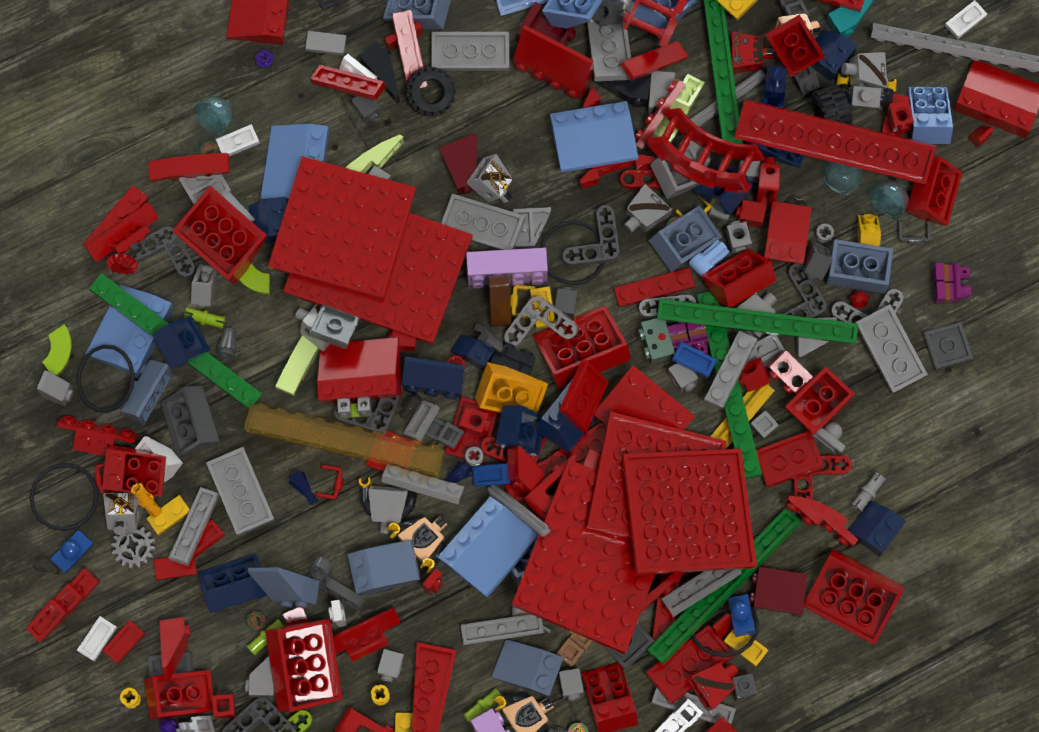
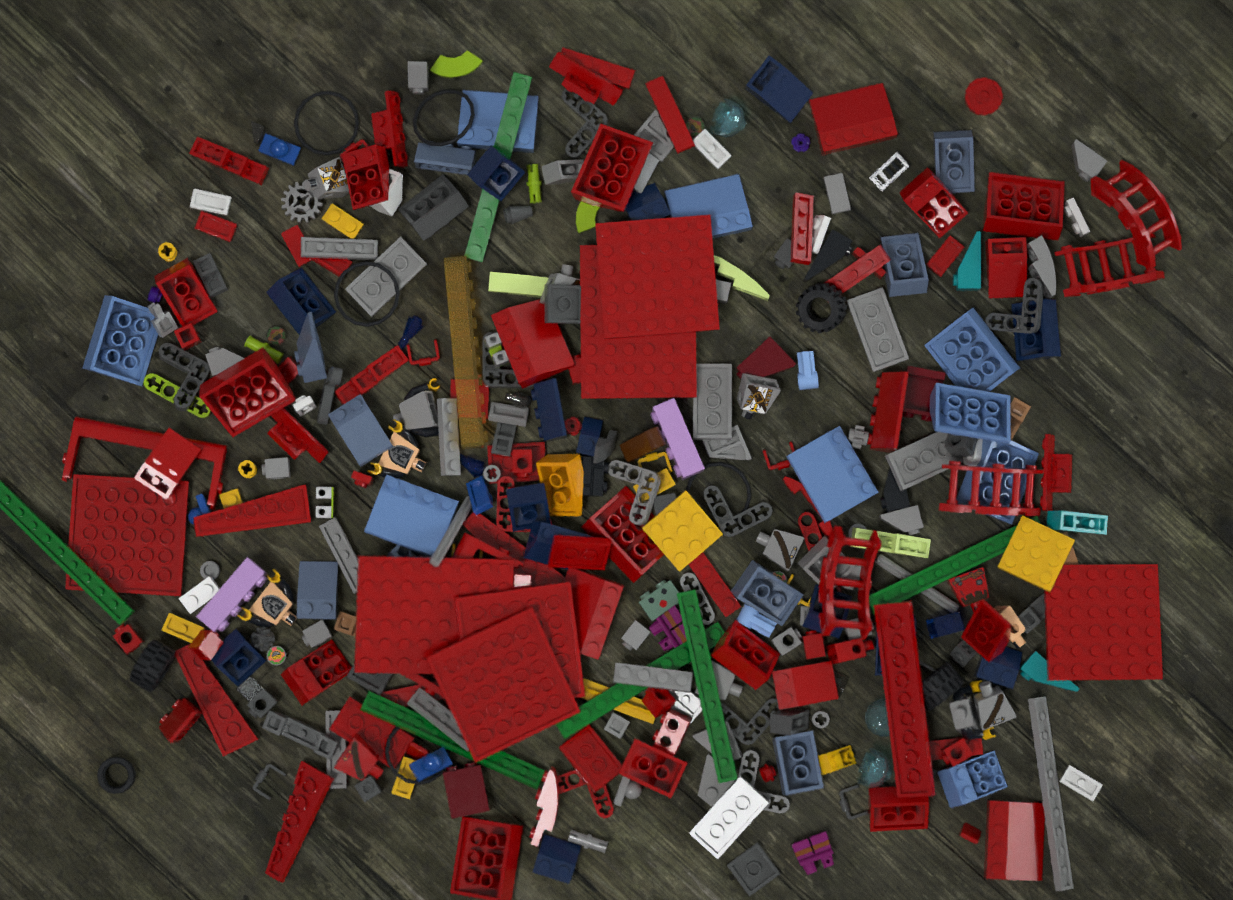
camera: 65 degrees right, 10 degrees up
(122, 264) = (555, 90): red gear -> none
(146, 500) = (344, 197): light orange pin -> none
(174, 642) = (226, 271): red slope -> none
(204, 59) = (778, 89): none -> dark blue slope
(259, 544) = (362, 323): none -> black piece
(333, 540) = (372, 375): none -> red slope
(451, 629) = (329, 494): none -> flat silver piece
(482, 706) = (269, 563): lime pin -> none
(490, 129) = (807, 375): none -> light blue piece
(522, 470) = (490, 522): red slope -> none
(565, 102) = (858, 436): none -> light grey gear
(566, 184) = (780, 465): none -> red piece
(593, 99) = (869, 459): red slope -> none
(597, 294) = (682, 530): none -> yellow plate
(653, 120) = (884, 528): red plate -> none
(654, 60) = (926, 504): red tile -> none
(694, 360) = (650, 641): blue tile -> none
(853, 356) = (709, 788): none -> light grey wing

